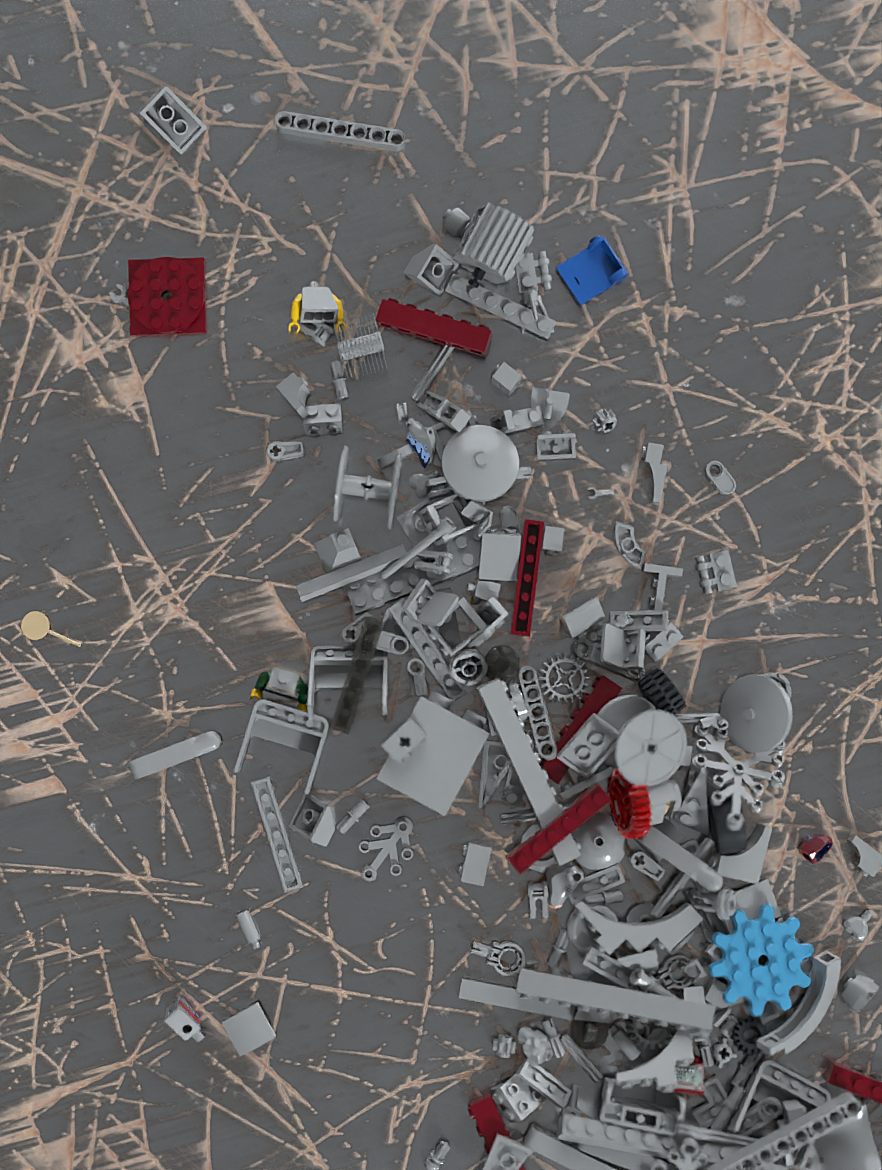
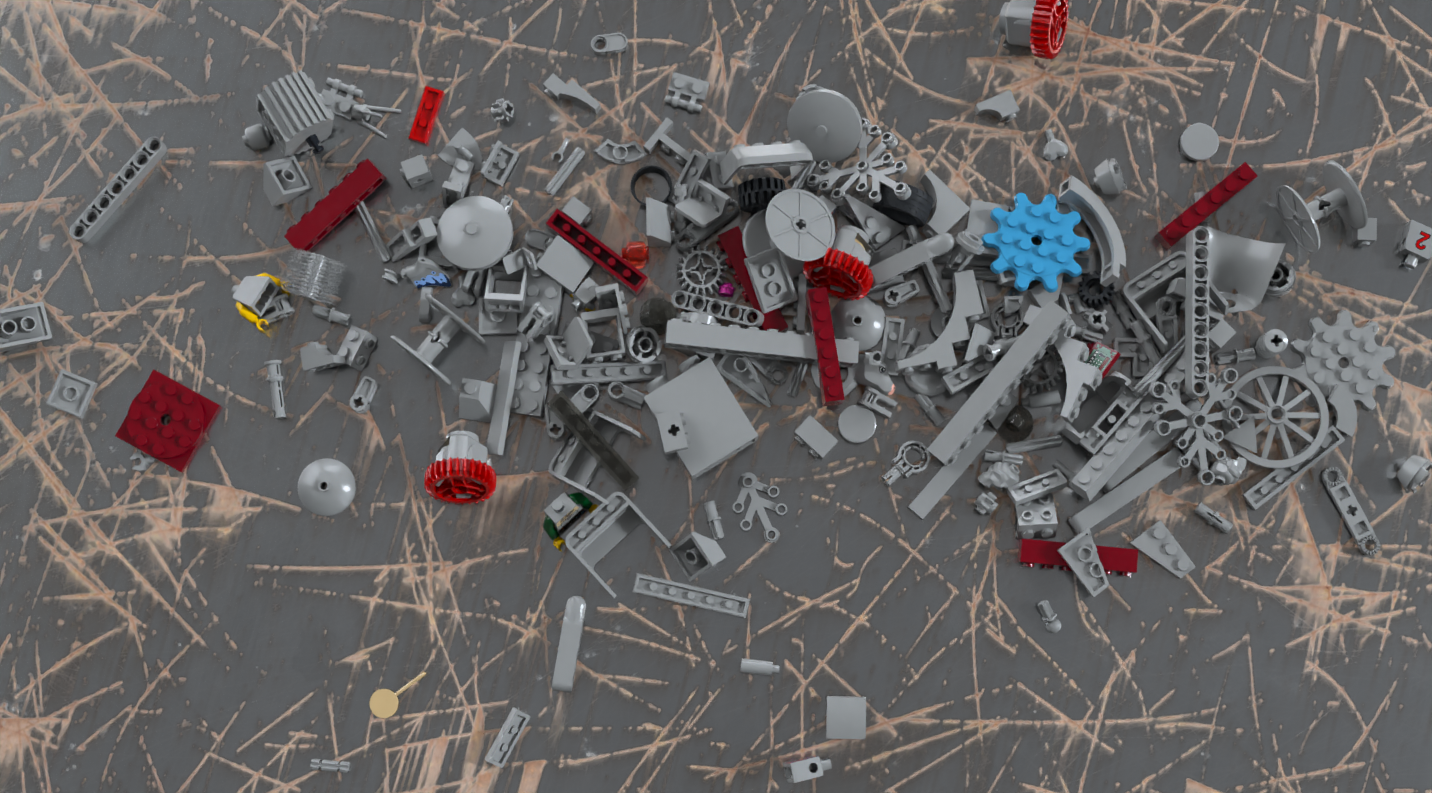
camera: 60 degrees left, 5 degrees down
(65, 748) = (507, 737): none -> light grey plate
(143, 200) = (71, 393): none -> light grey tile
(200, 473) = (339, 489): none -> light grey dish
(255, 366) = (274, 379): none -> light grey pin
(267, 574) = (460, 471): none -> red piece
(446, 527) = (511, 293): light grey piece -> none
(500, 307) = (352, 142): light grey plate -> none
(508, 892) = (856, 424): none -> light grey tile
(546, 612) = (636, 253): none -> clear red head
(560, 710) = (726, 290): none -> dark pink plate
(562, 356) = (426, 115): none -> red tile
(581, 506) = (565, 171): none -> light grey axle
(594, 270) = (368, 47): blue door -> none
(630, 583) = (647, 169): none -> black tyre
(691, 675) = (766, 156): none -> light grey windscreen
(715, 721) = (817, 162): light grey arm -> none
(816, 848) = (968, 144): dark red rock -> none

